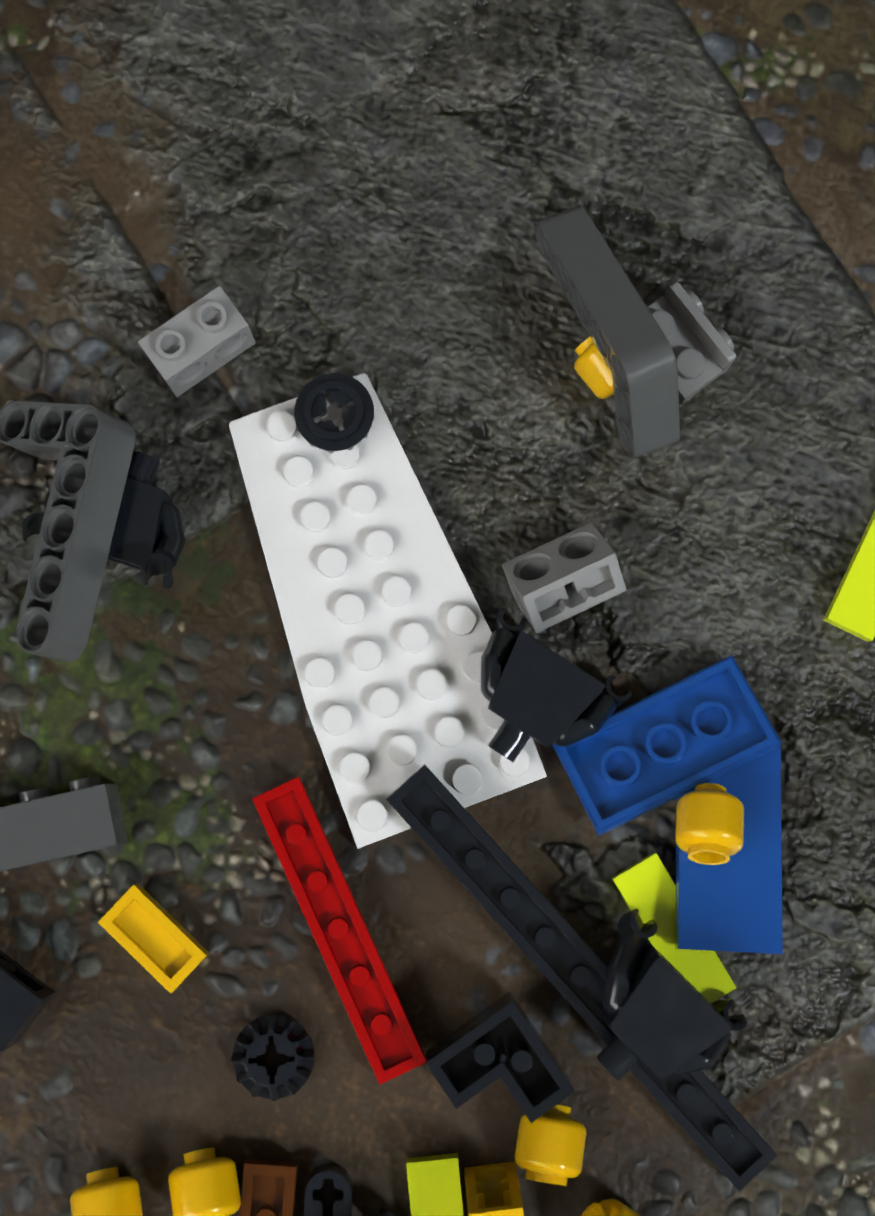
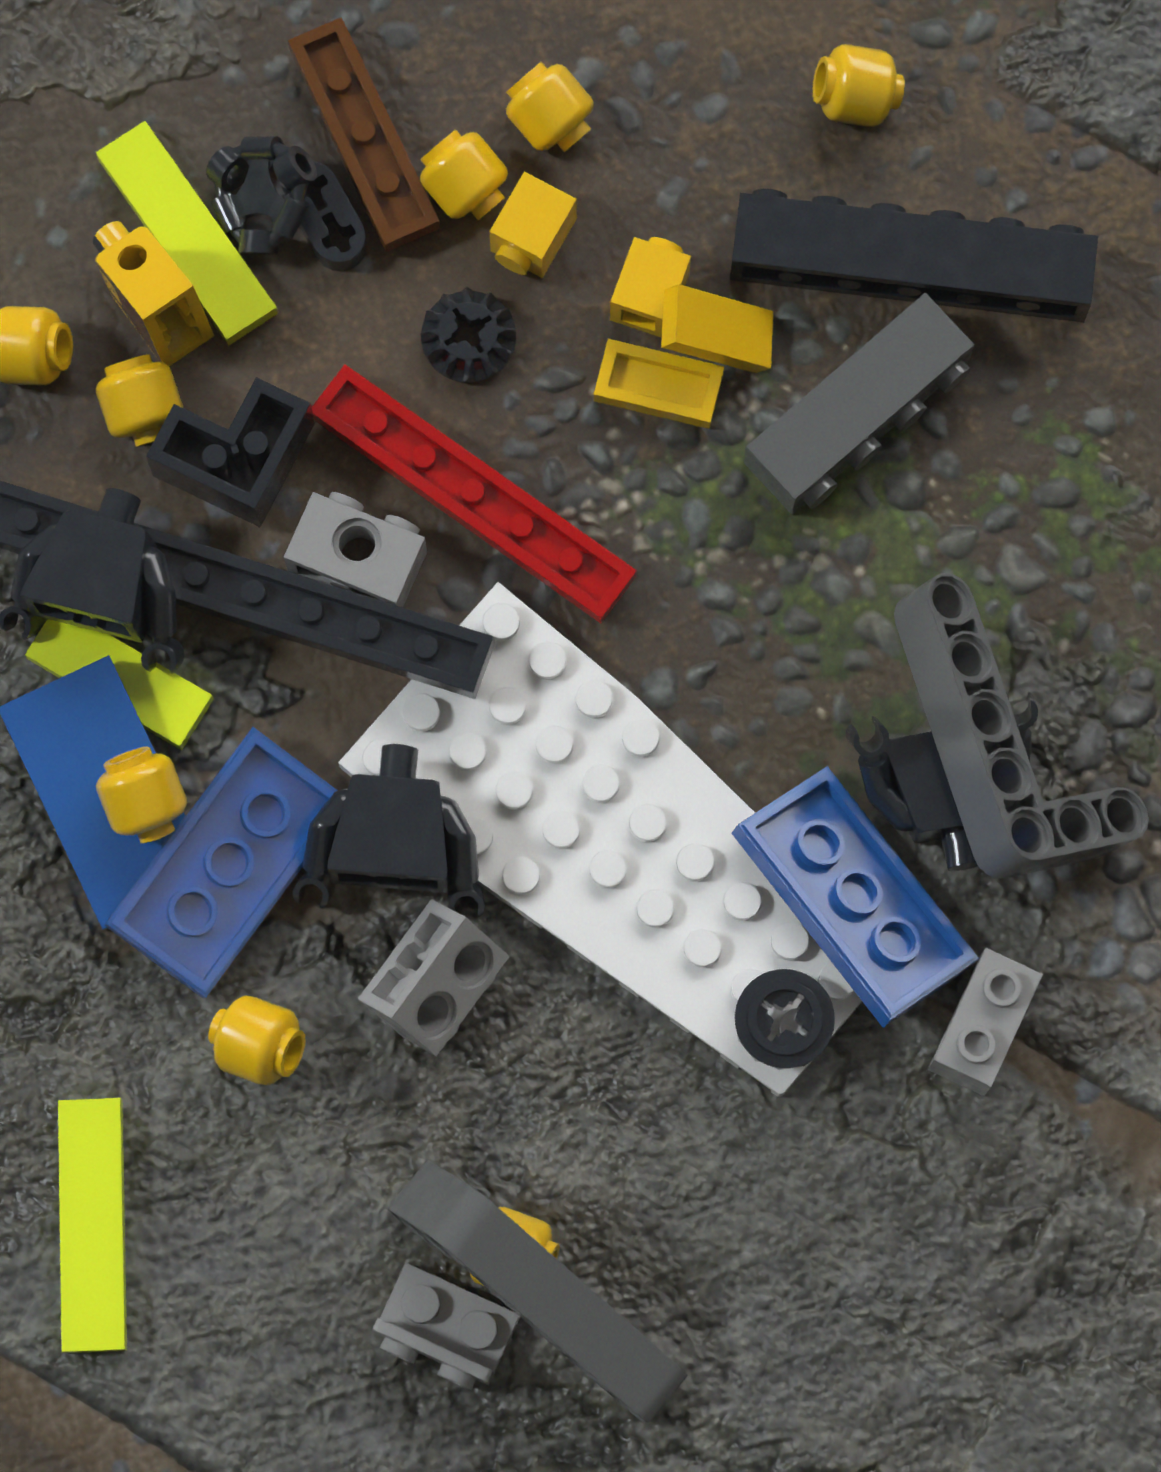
camera: 150 degrees right, 5 degrees down
(84, 953) = (717, 328): none -> yellow tile
(113, 1017) = (641, 285): none -> yellow brick
(175, 1118) = (532, 226): none -> yellow brick
(235, 477) = (855, 896): none -> blue tile
(474, 950) = (335, 521): none -> light grey brick
(711, 604) = (257, 1040): none -> yellow head

